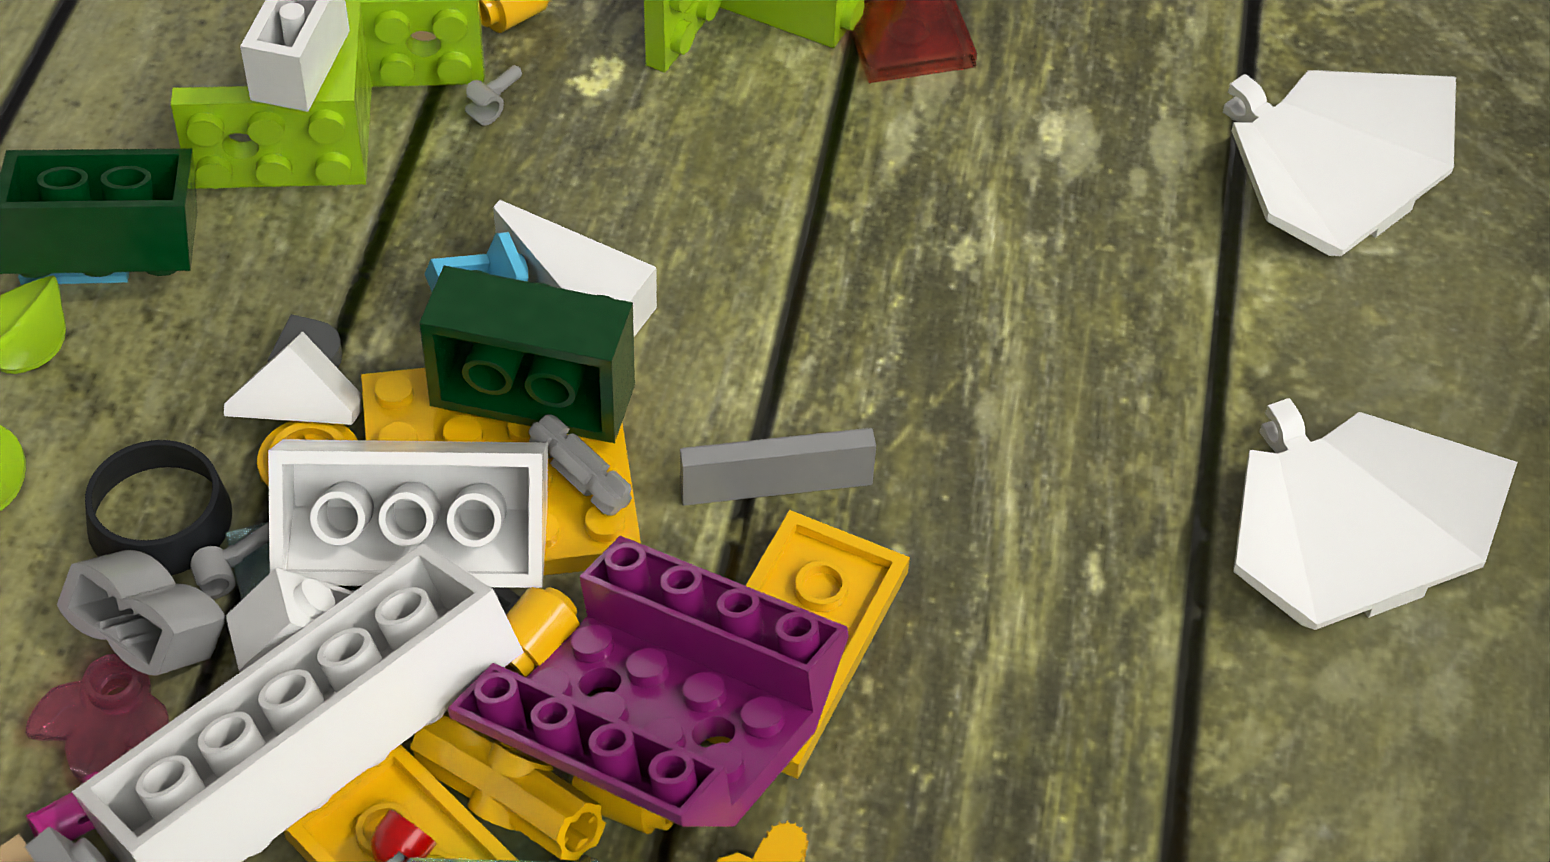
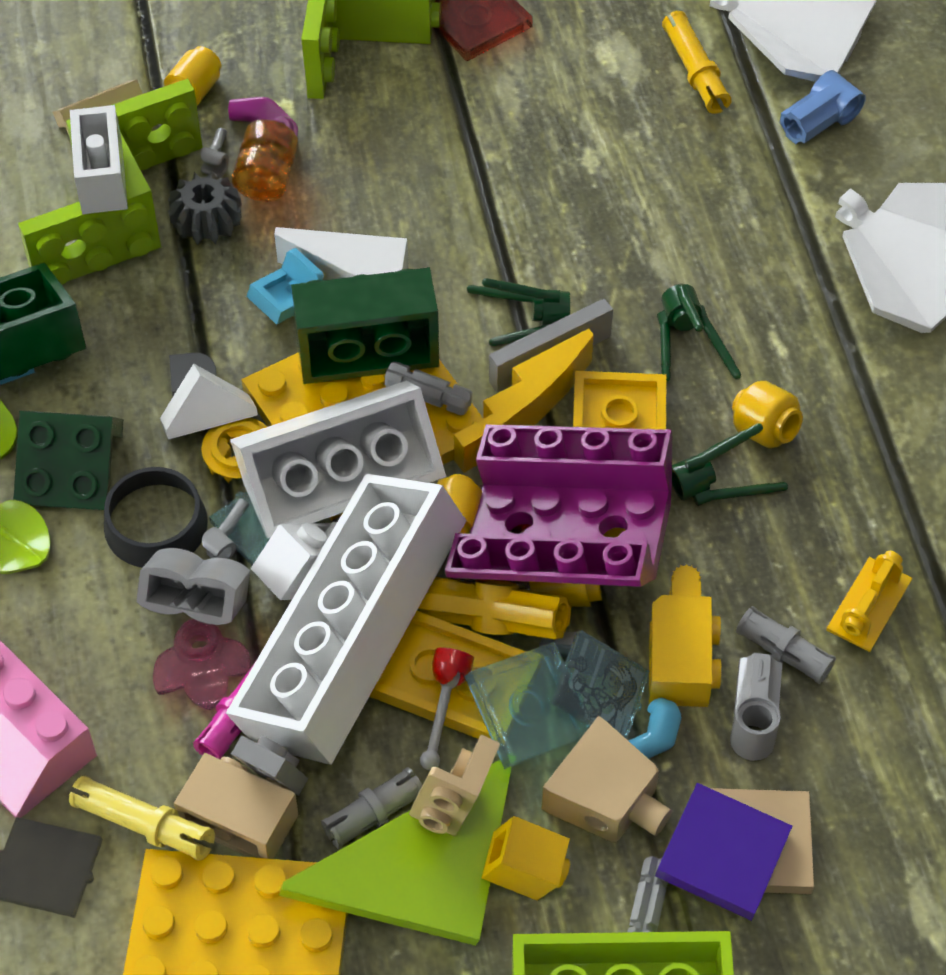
camera: 20 degrees left, 5 degrees up
(87, 394) = (64, 459): none -> dark green bracket
(436, 152) = (205, 208): none -> dark grey gear
(539, 118) = (265, 160): none -> clear orange wheel
(579, 66) = (259, 108): none -> magenta arm
(729, 517) = (534, 391): none -> yellow slope
(798, 411) = (547, 305): none -> dark green plant
(881, 706) = (696, 474): none -> dark green plant
(978, 486) = (685, 313): none -> dark green plant
(1022, 659) = (772, 408): none -> yellow head
(1164, 187) = (702, 73): none -> yellow pin
(1320, 277) = (829, 101): none -> medium blue piece

